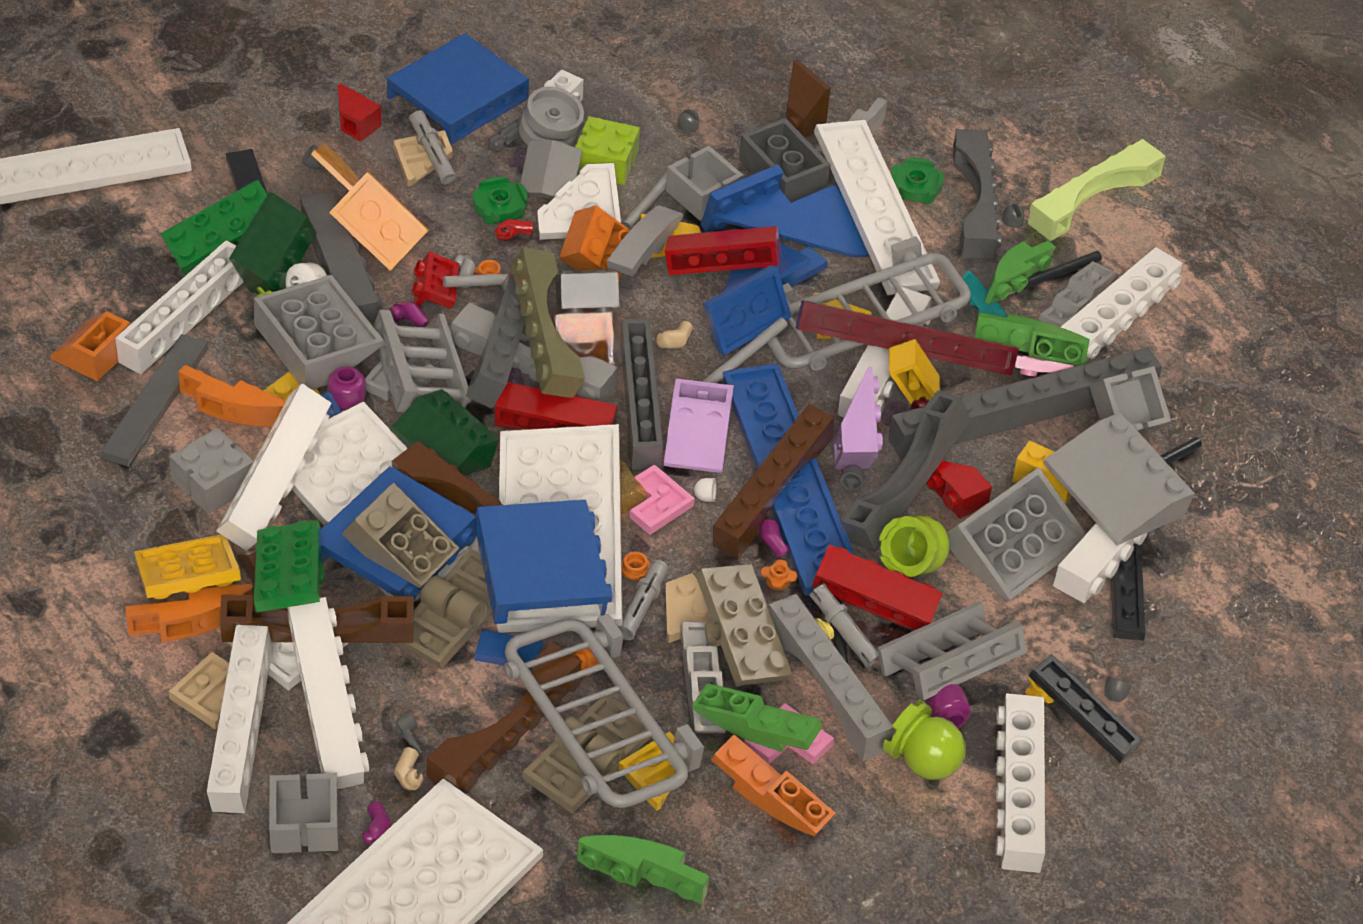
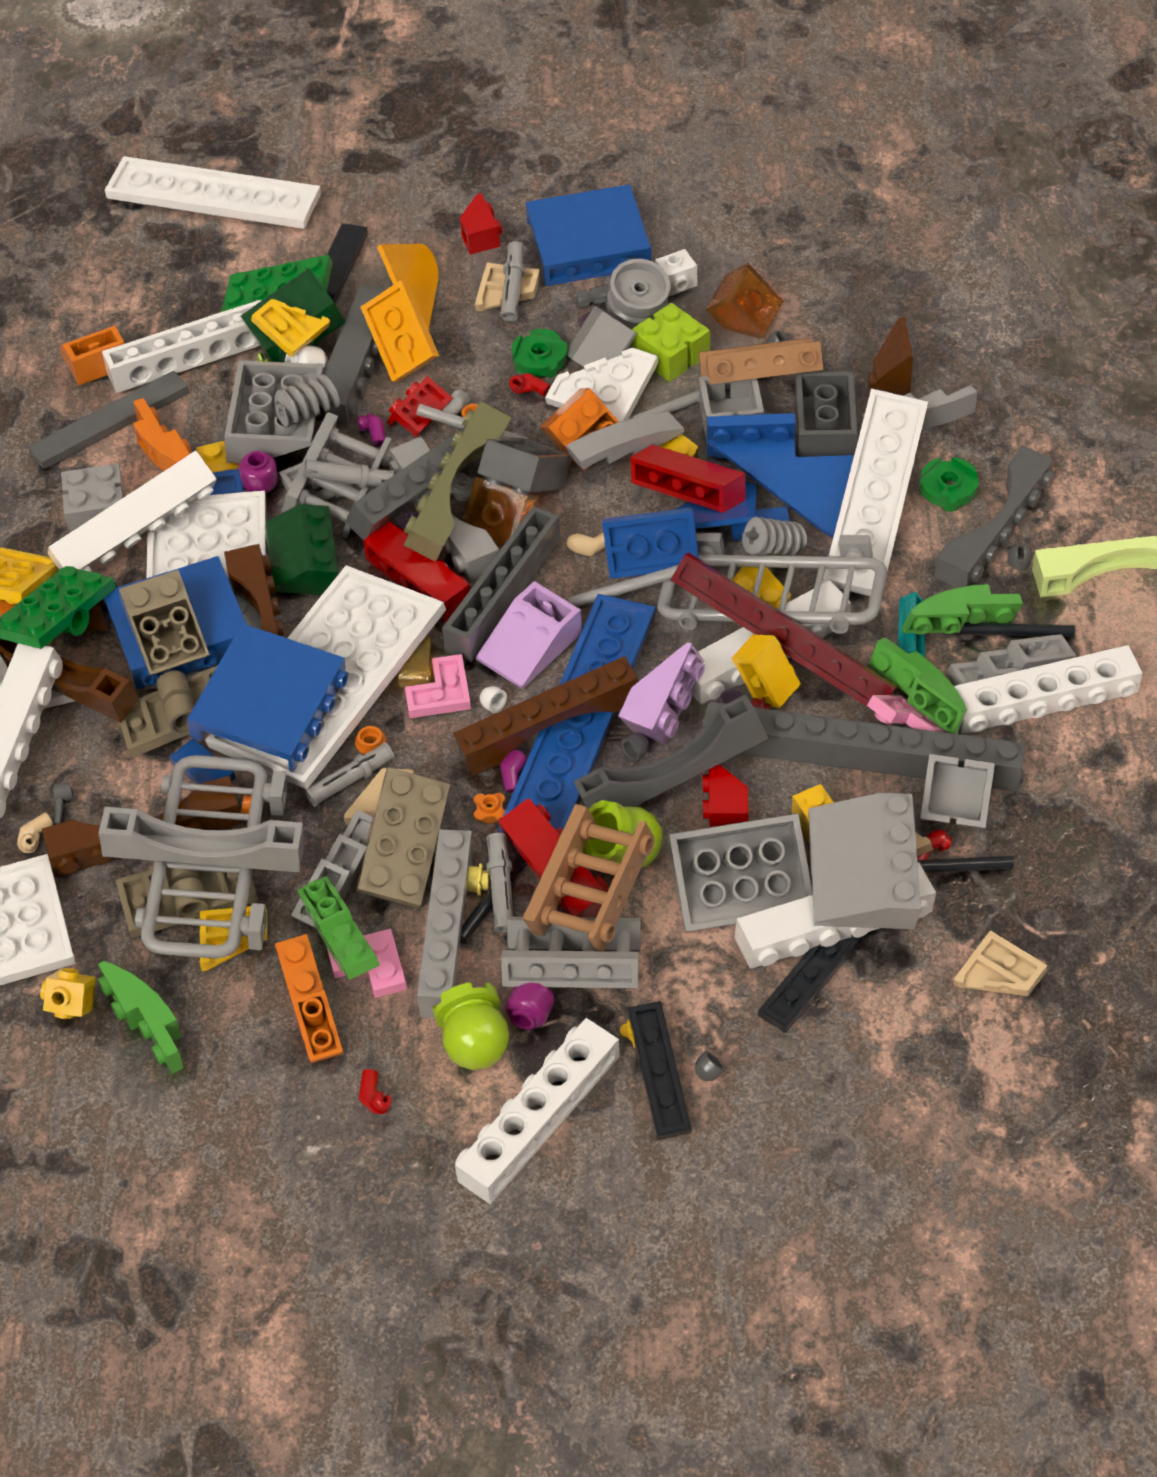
camera: 40 degrees right, 5 degrees up
(282, 250) = (288, 325): none -> yellow wing
(357, 305) = (305, 397): none -> light grey piece
(451, 352) = (346, 473): none -> light grey pin
(547, 714) = (140, 836): none -> light grey arch
(568, 879) = (68, 993): none -> yellow brick
(637, 97) = (744, 302): none -> clear orange slope
(700, 137) = (760, 360): none -> medium nougat fence
(829, 271) = (773, 537): none -> light grey piece
(883, 839) = (370, 1096): none -> red arm
(911, 600) = (569, 855): none -> medium nougat fence
(1257, 520) = (1000, 968): none -> tan wing

